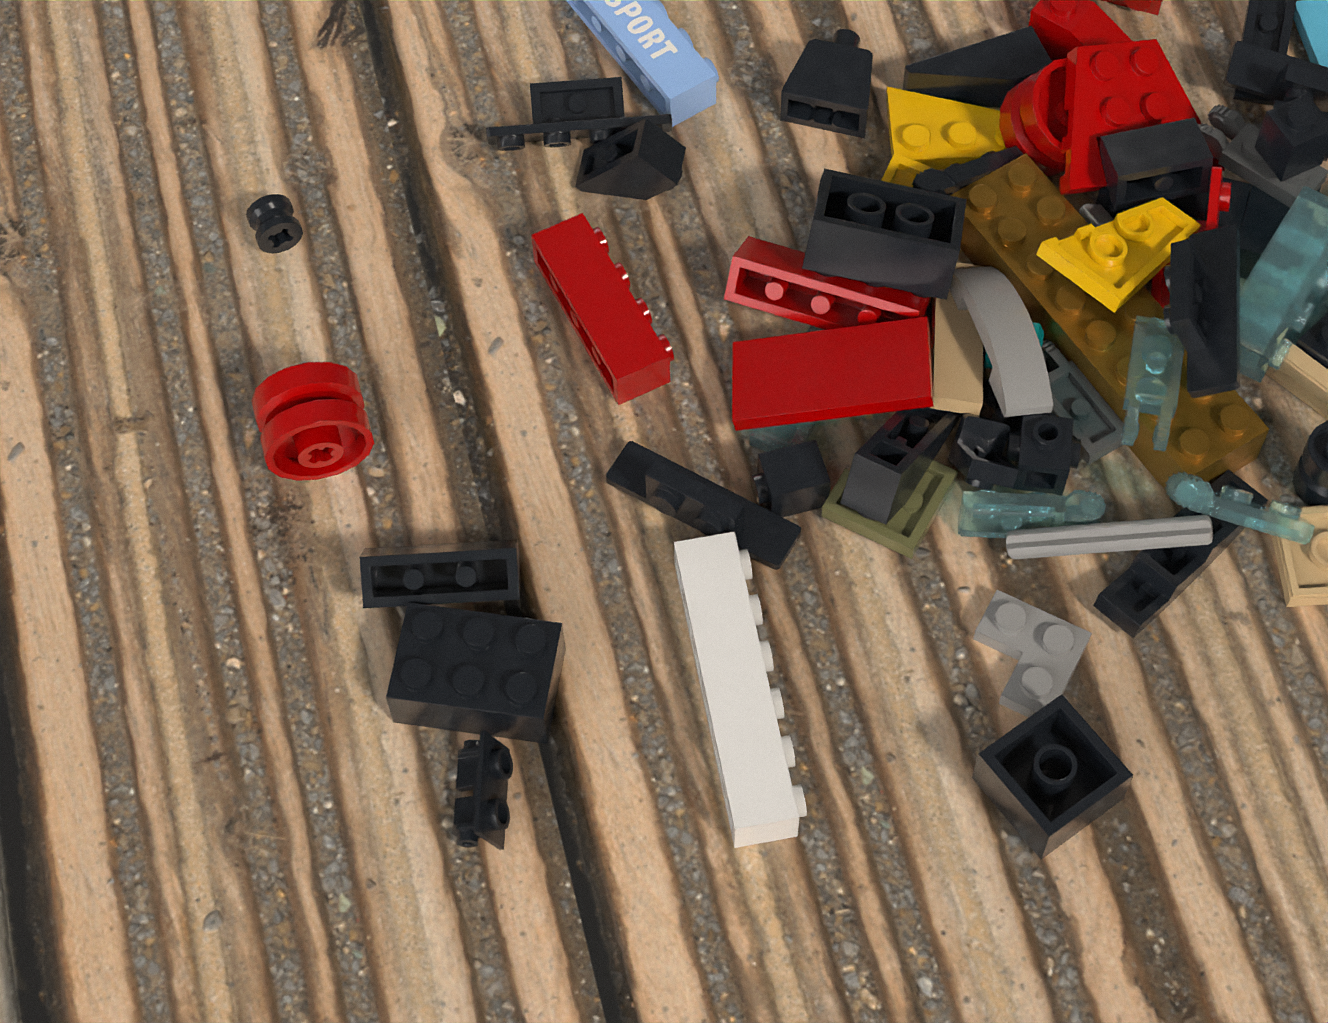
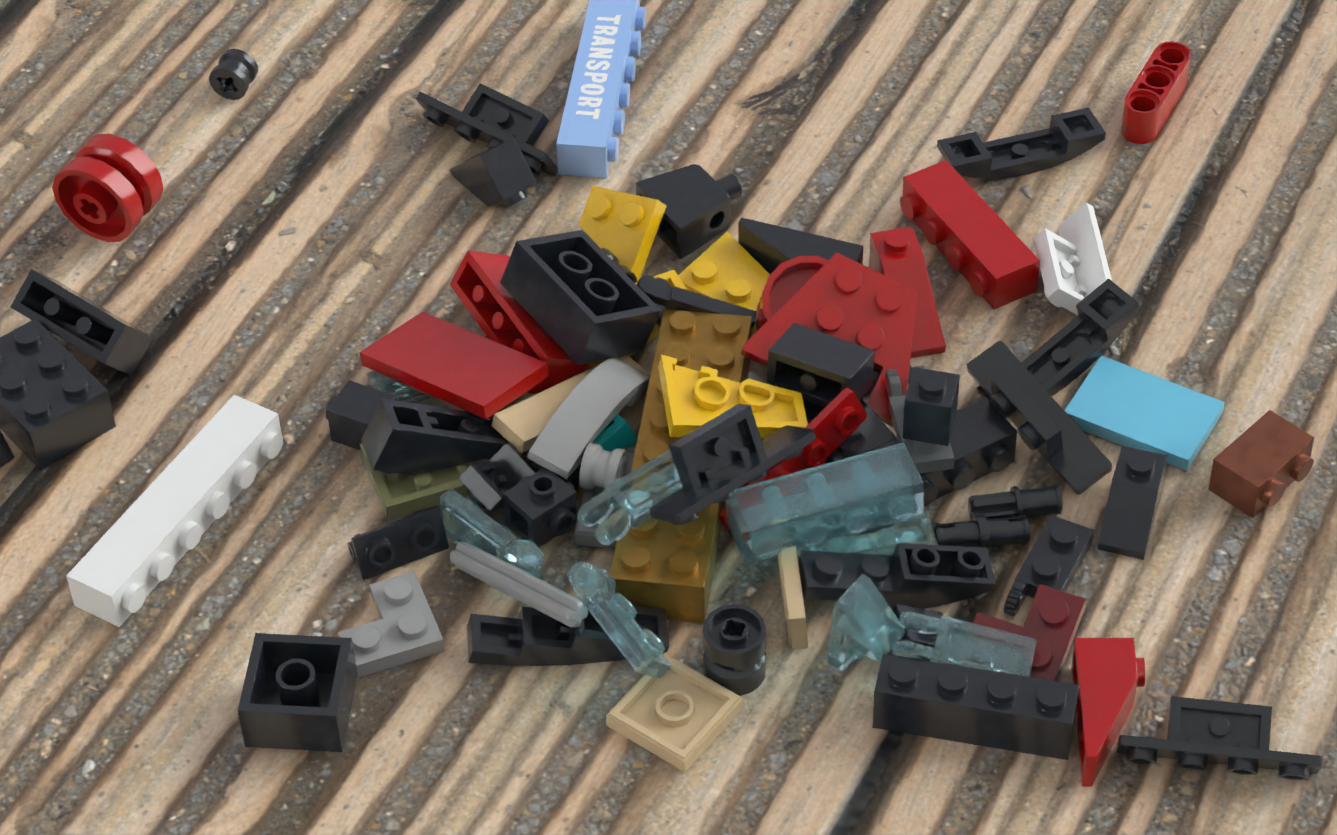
camera: 40 degrees right, 15 degrees down
(602, 308) = (369, 244): red brick -> none
(703, 504) = (293, 397): black bracket -> none
(800, 139) = (622, 224): none -> yellow wing
(958, 553) = (399, 542): none -> black hinge
(1071, 379) = (602, 466): none -> light grey wheel

